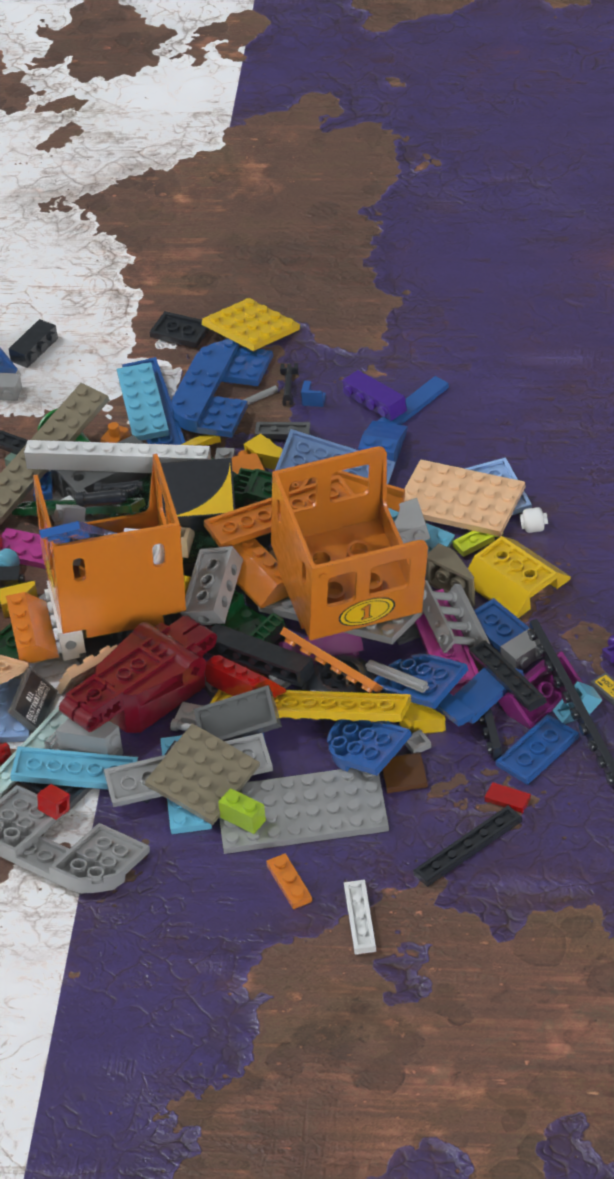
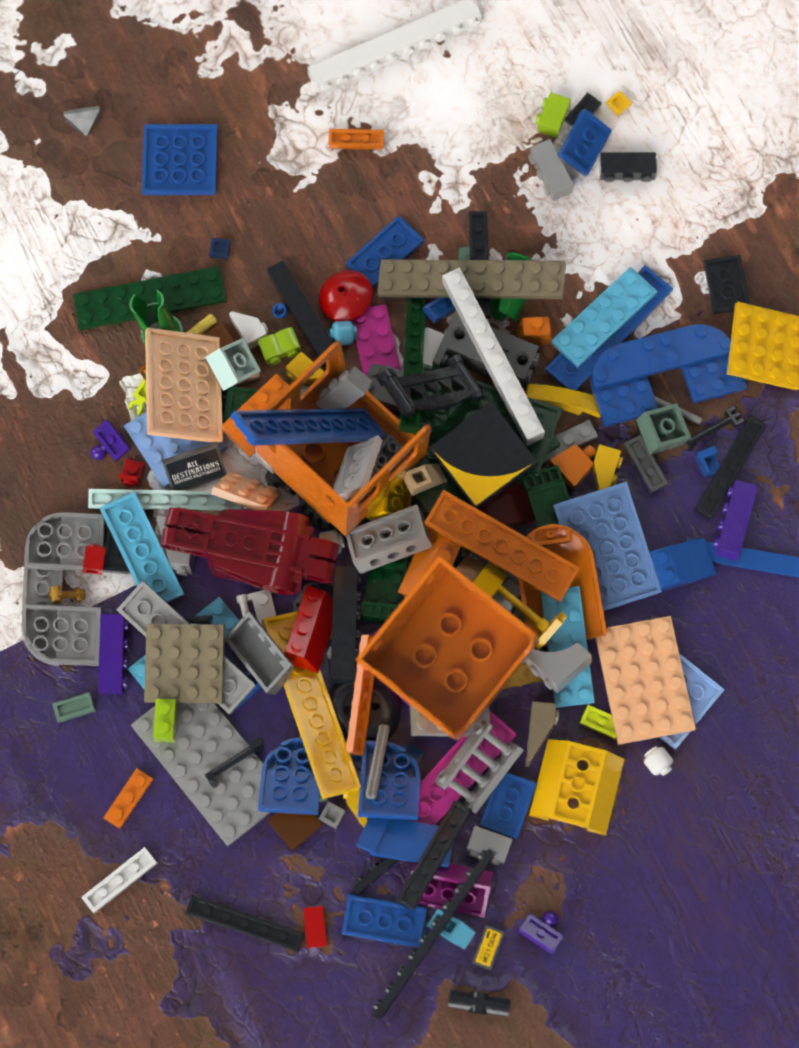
camera: 55 degrees right, 30 degrees up
(63, 843) = (57, 595): none -> pearl gold bar
(160, 836) = (112, 654): none -> dark purple brick
(172, 885) = (73, 707): none -> sand green tile
(264, 403) = (663, 428): none -> sand green brick
(318, 803) = (255, 747): none -> black hinge
(328, 386) = (730, 467): none -> black tile

